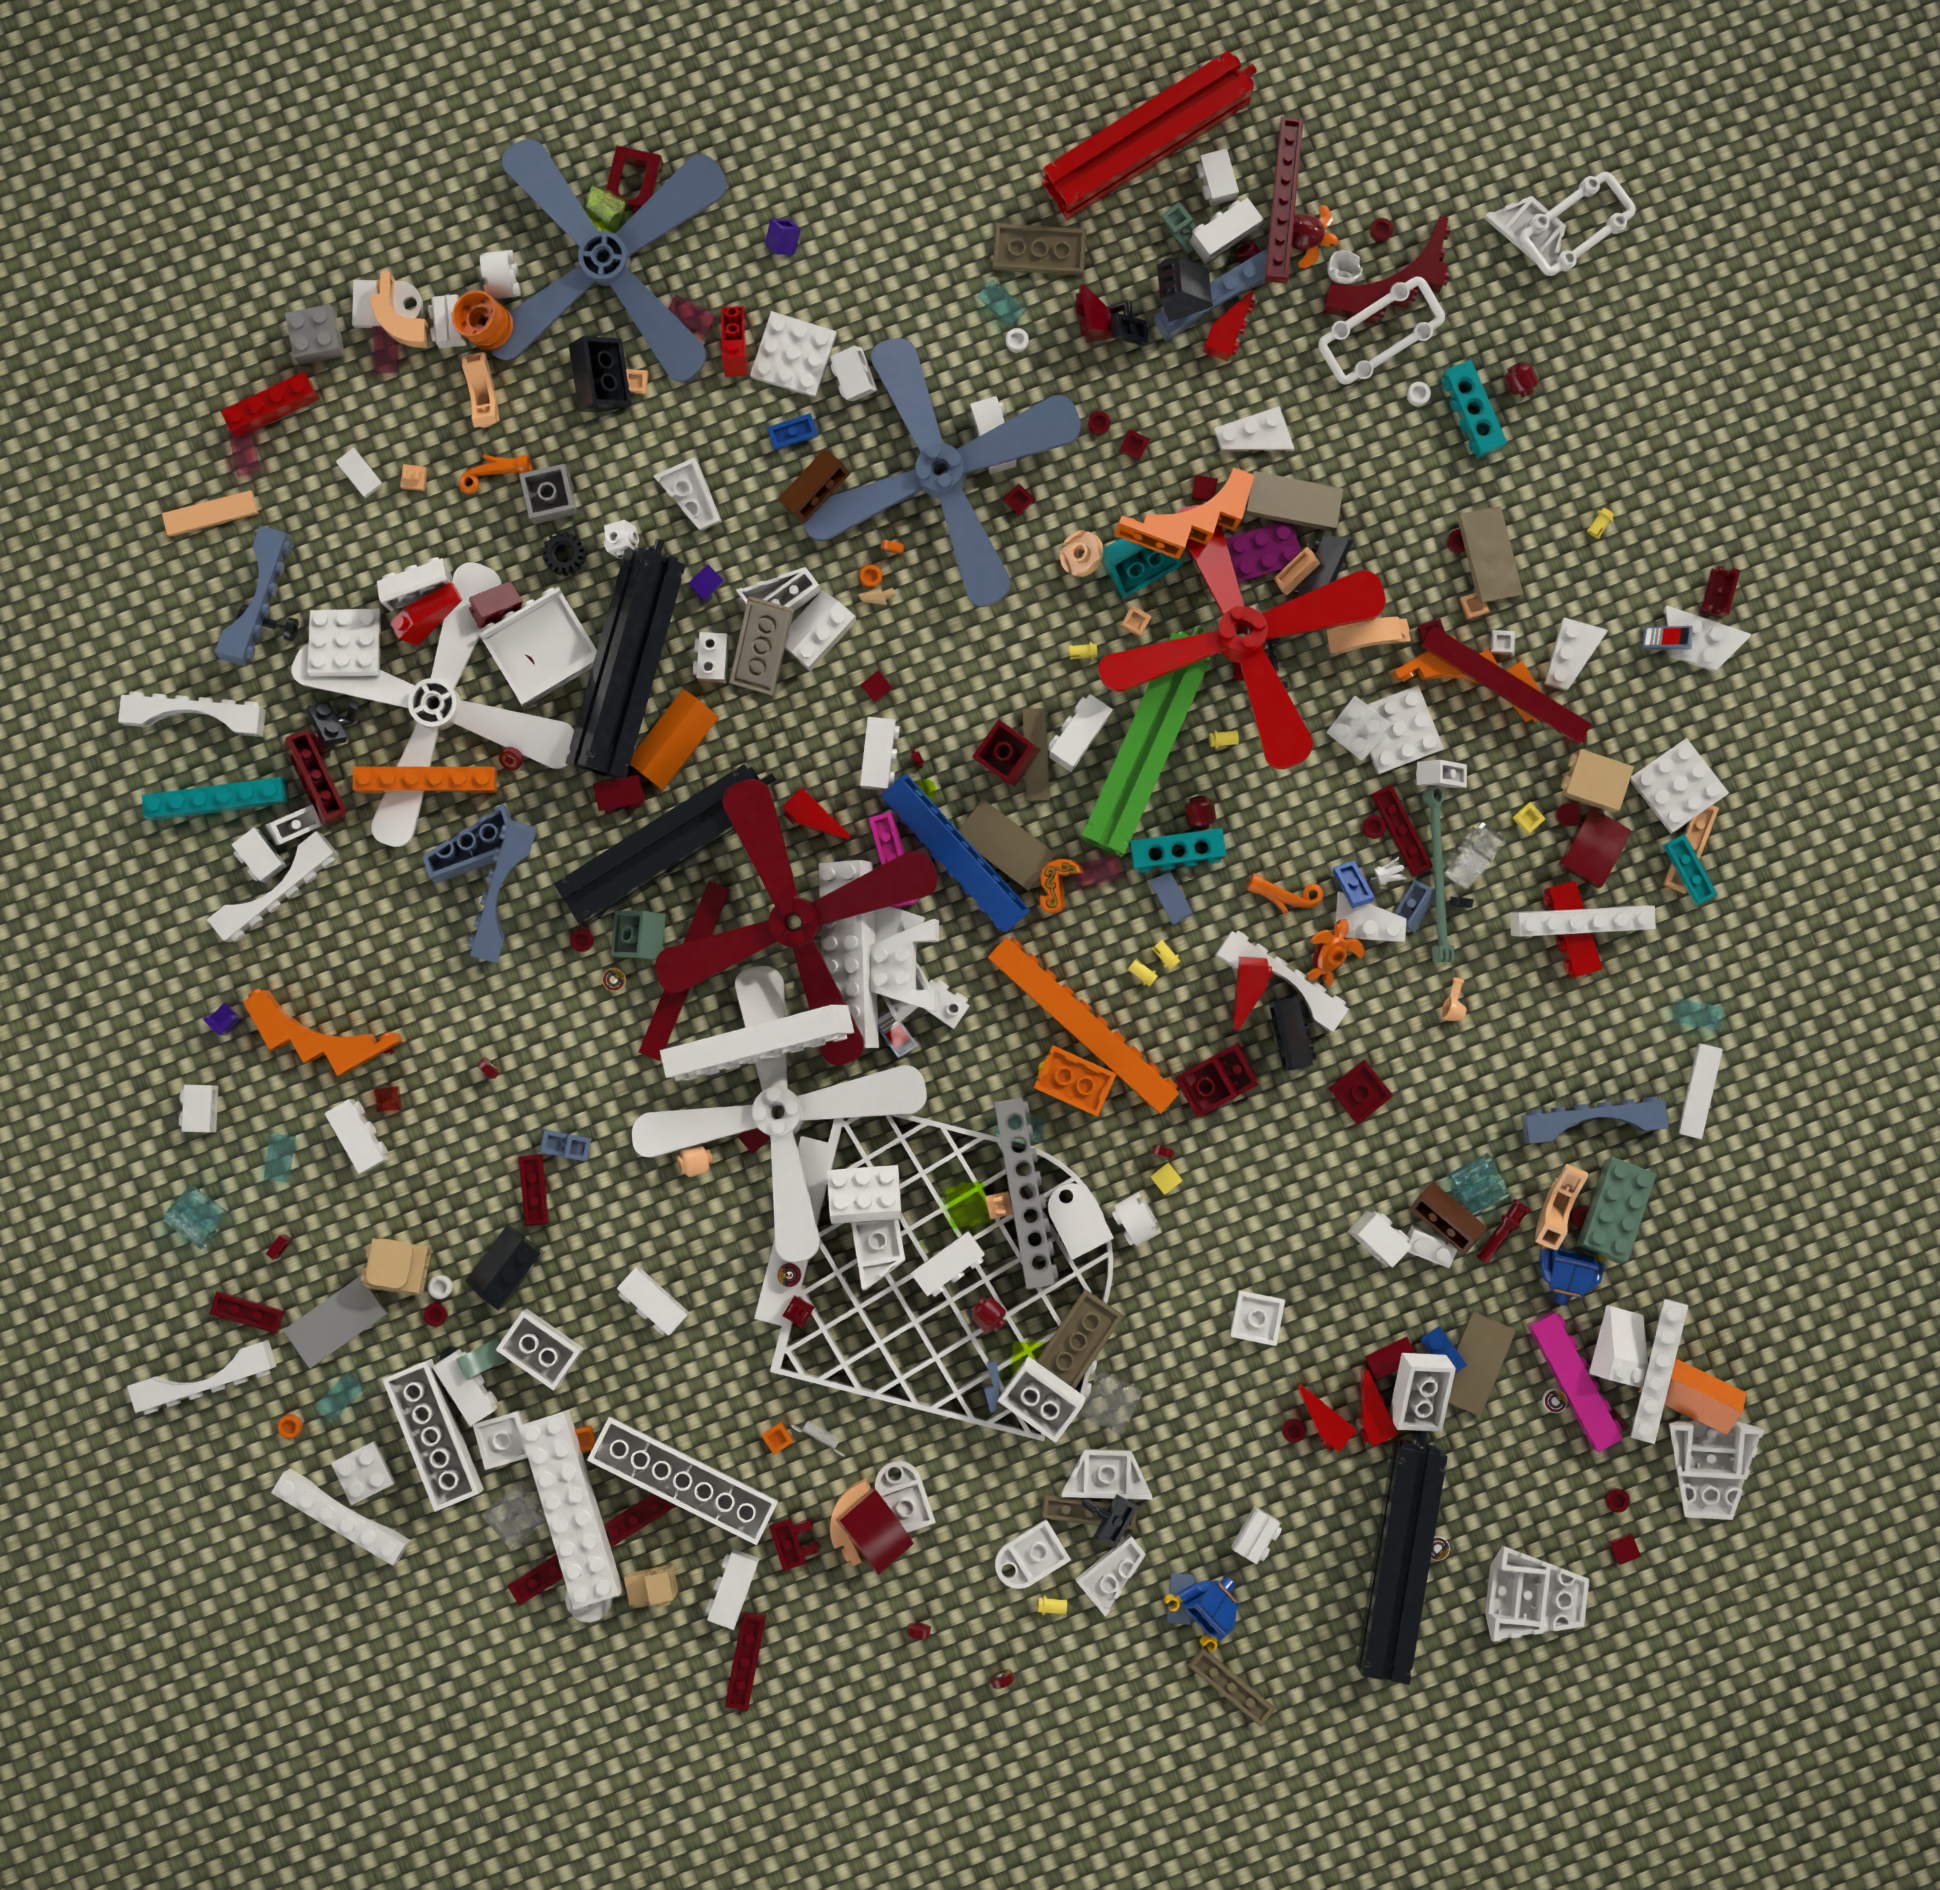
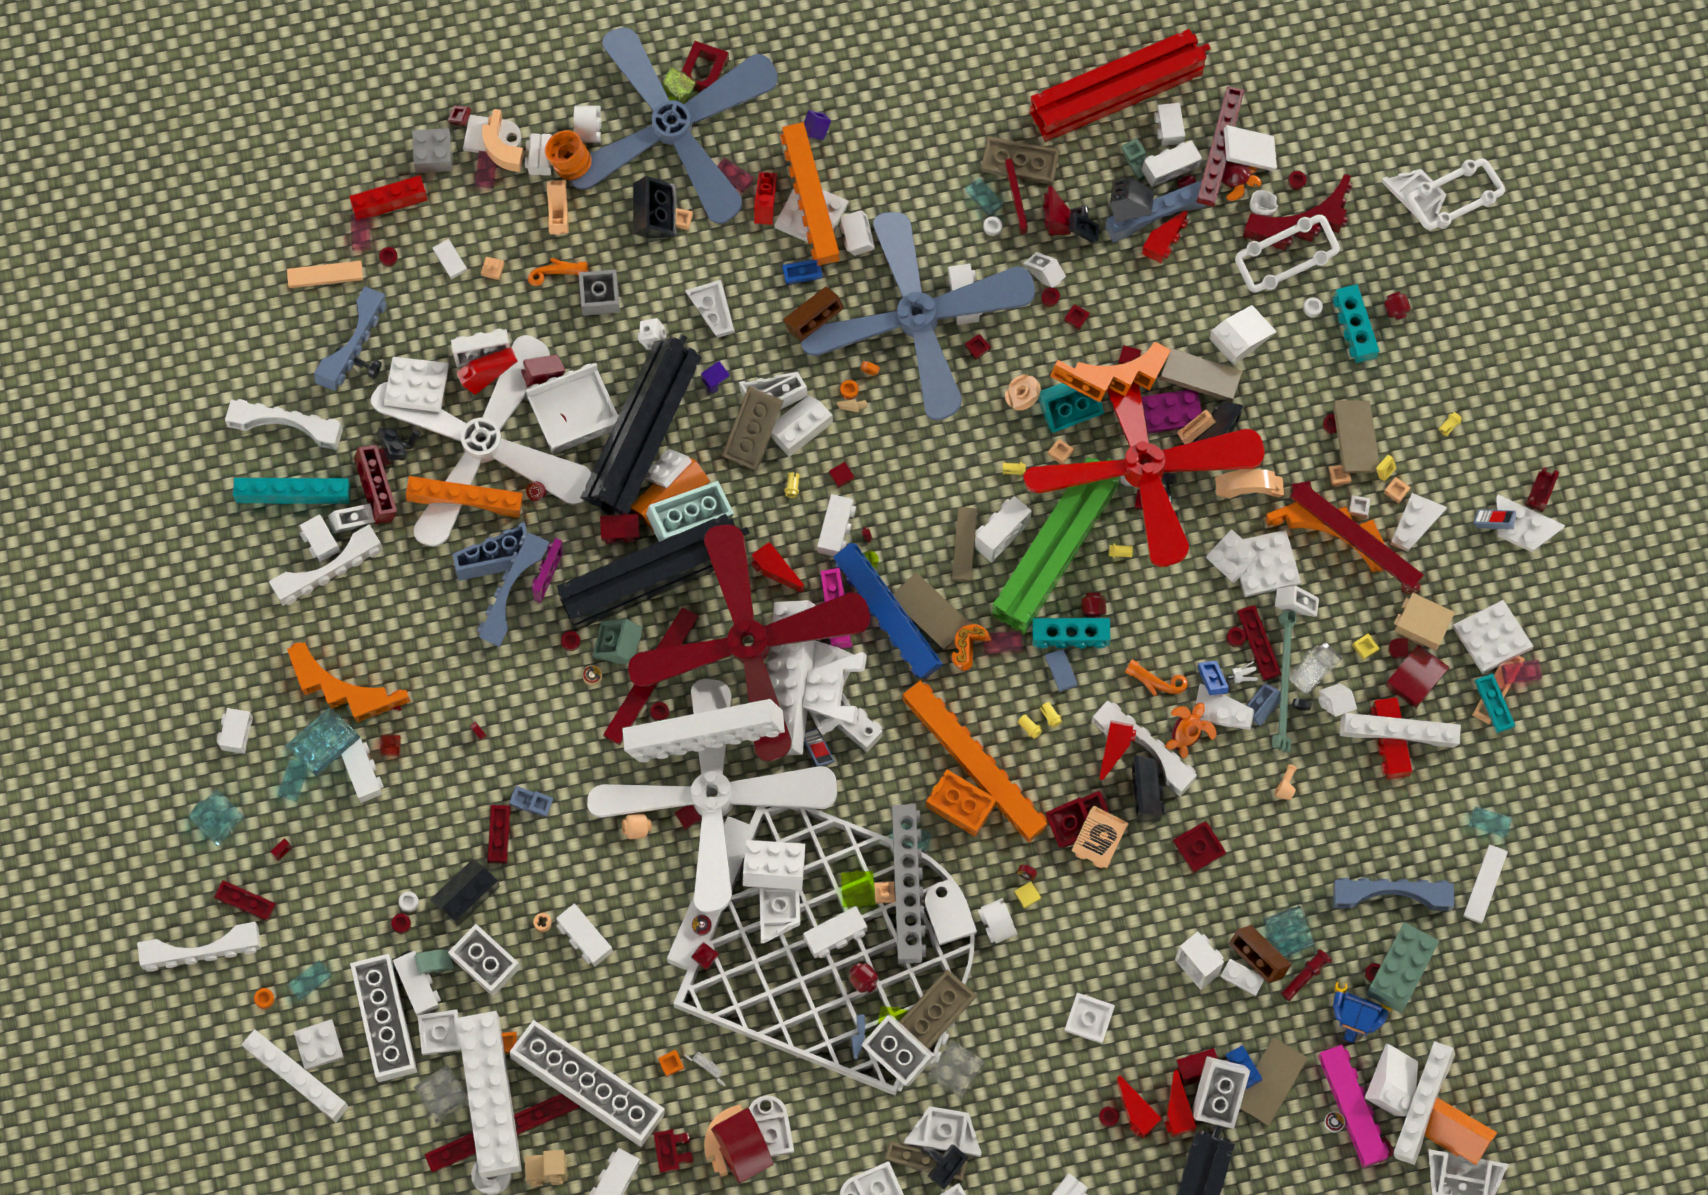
camera: 10 degrees right, 15 degrees down
(223, 1020) = (267, 664): dark purple panel -> none
(284, 479) = (388, 256): none -> dark red tile
(305, 1111) = (322, 741): none -> clear light blue plate
(335, 1322) = (317, 918): light grey tile -> none
(341, 282) = (459, 115): none -> dark red tile
(396, 1266) = (376, 877): tan brick -> none
(539, 859) = (547, 569): none -> magenta plate
(563, 540) = (607, 350): black tyre -> none
(594, 1289) = (548, 923): none -> light nougat bush
(666, 709) = (667, 468): none -> white plate
(699, 764) = (688, 510): none -> light aqua brick
(701, 1013) = (659, 711): none -> dark red tile
(712, 657) = (711, 434): white brick -> none
(788, 330) = (810, 193): none -> orange brick
(819, 709) = (792, 485): none -> light yellow pin
(1006, 753) = (940, 536): dark red brick -> none
(1041, 298) = (1016, 197): none -> dark red tile
(1088, 389) = (1045, 269): none -> white slope
(1244, 1101) = (1099, 837): none -> light nougat panel
(1257, 432) = (1178, 319): white wing -> none
(1320, 197) = (1250, 148): none -> white tile
(1337, 441) = (1241, 334): none -> white slope
(1505, 894) = (1337, 699): none -> white brick
(1530, 590) = (1386, 468): none -> light yellow tile
(1545, 615) = (1397, 490): none -> light nougat tile
(1557, 1206) = (1356, 957): light nougat arch -> none
(1717, 826) = (1521, 672): none -> clear pink tile

